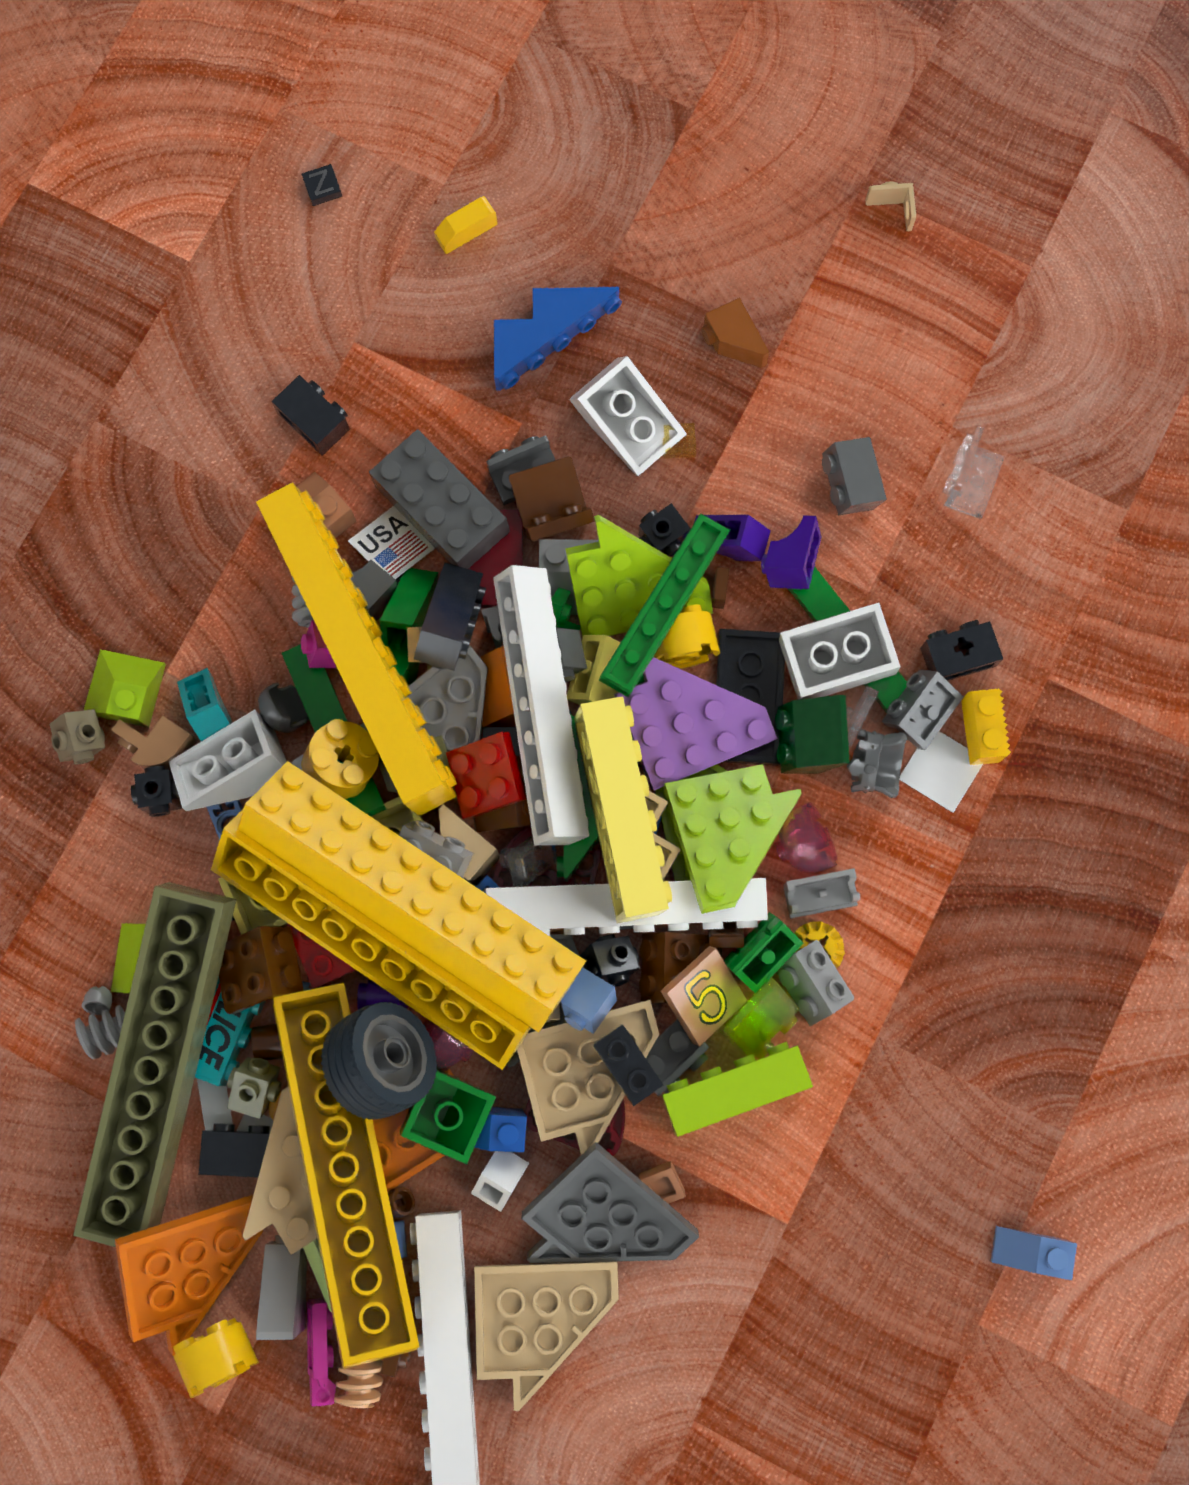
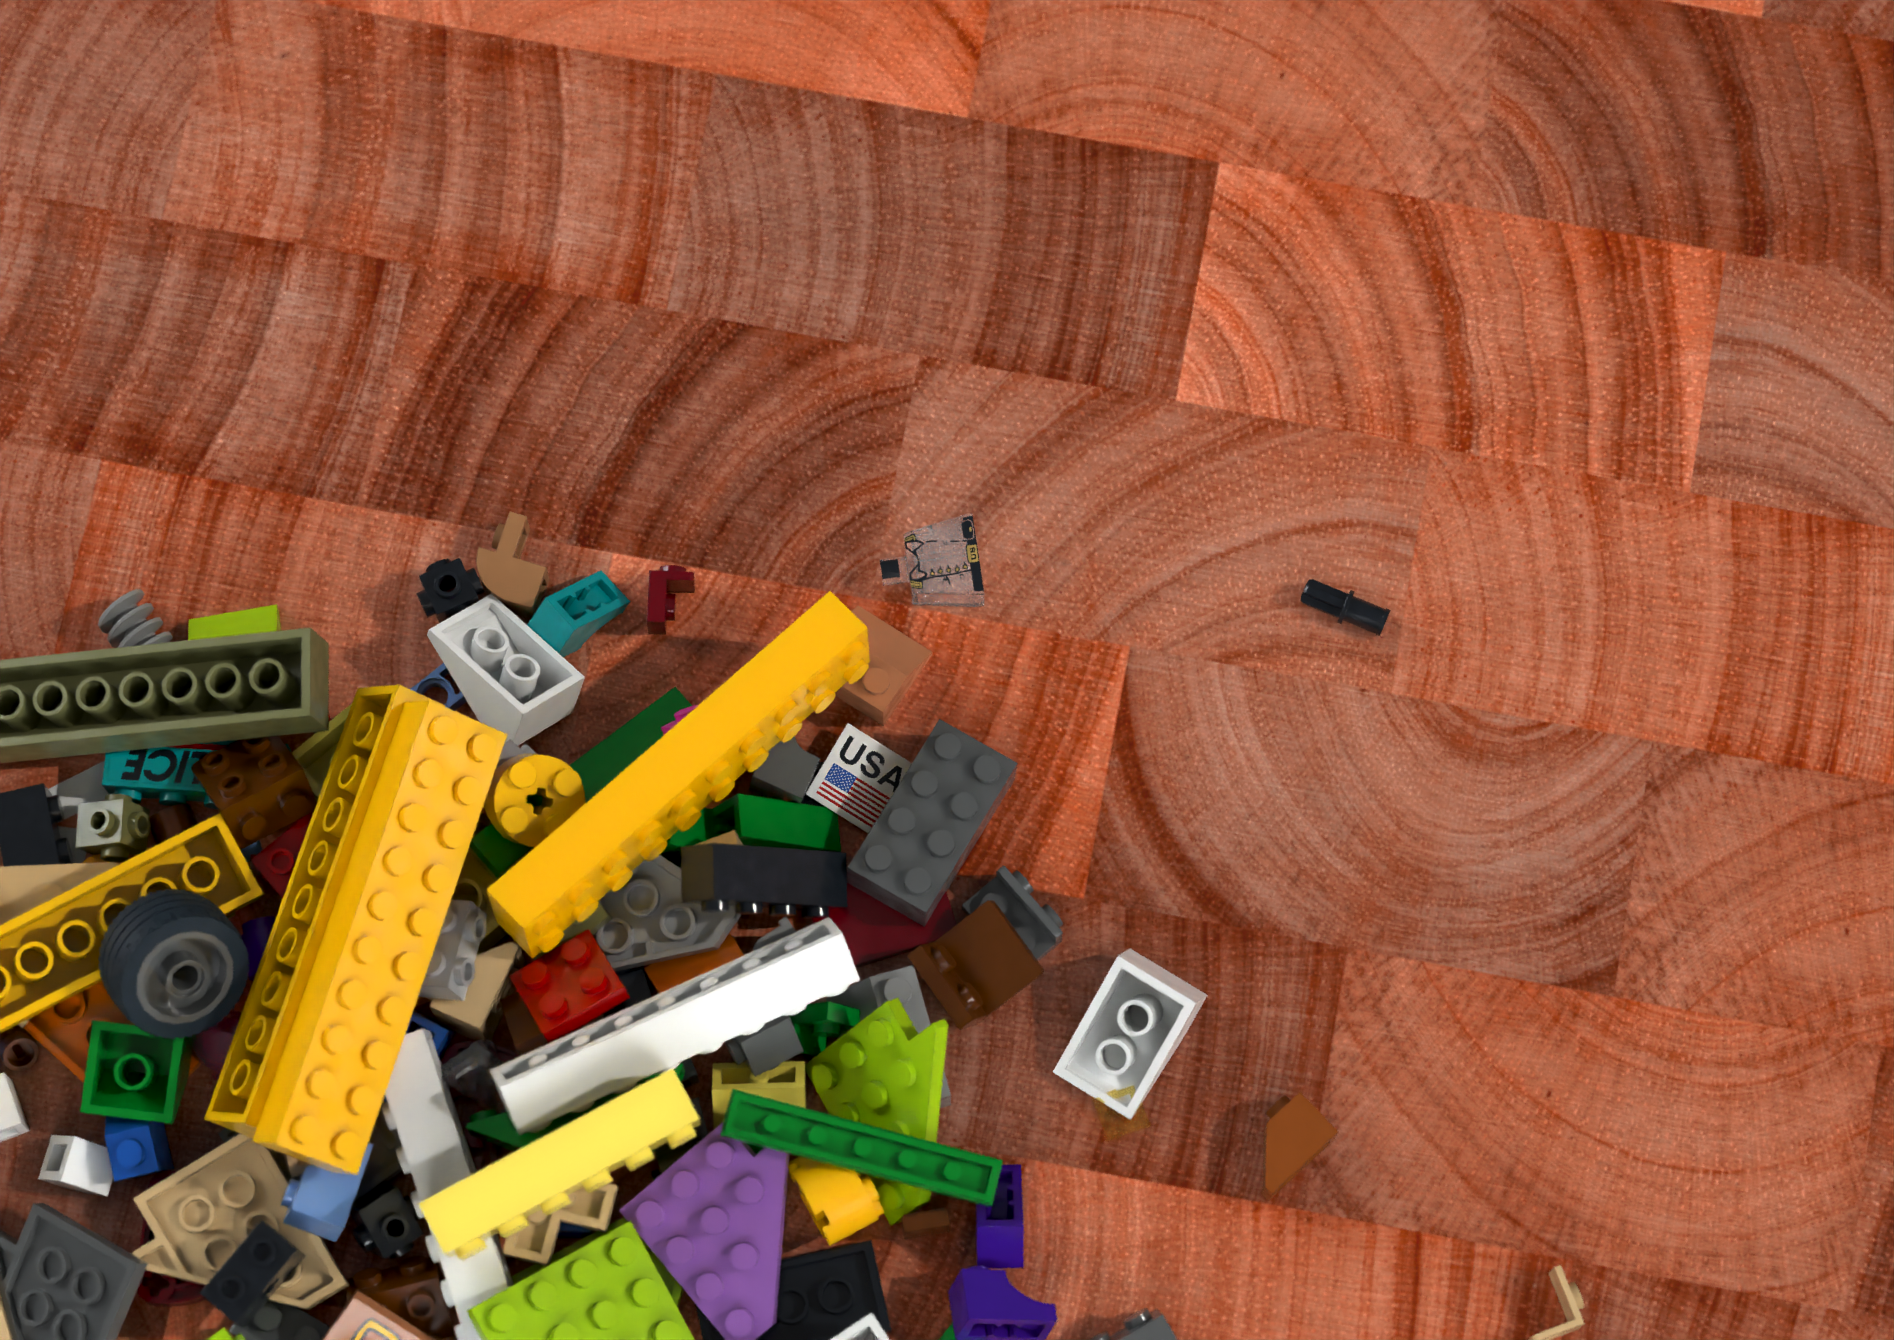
camera: 70 degrees right, 5 degrees down
(77, 736) = (492, 473): dark tan brick -> none
(97, 1000) = (173, 607): light grey hinge -> none
(125, 688) = (575, 509): lime slope -> none
(217, 645) = (662, 605): none -> dark red bracket
(254, 445) = (939, 564): none -> clear torso
(282, 708) = (599, 710): dark grey hair -> none
(311, 414) = (1004, 623): black brick -> none
(322, 185) = (1335, 534): black tile -> none
(375, 192) = (1344, 606): none -> black axle
(465, 224) = (1336, 739): yellow piece -> none
(556, 319) = (1233, 895): blue slope -> none
(664, 530) = (983, 1108): black brick -> none

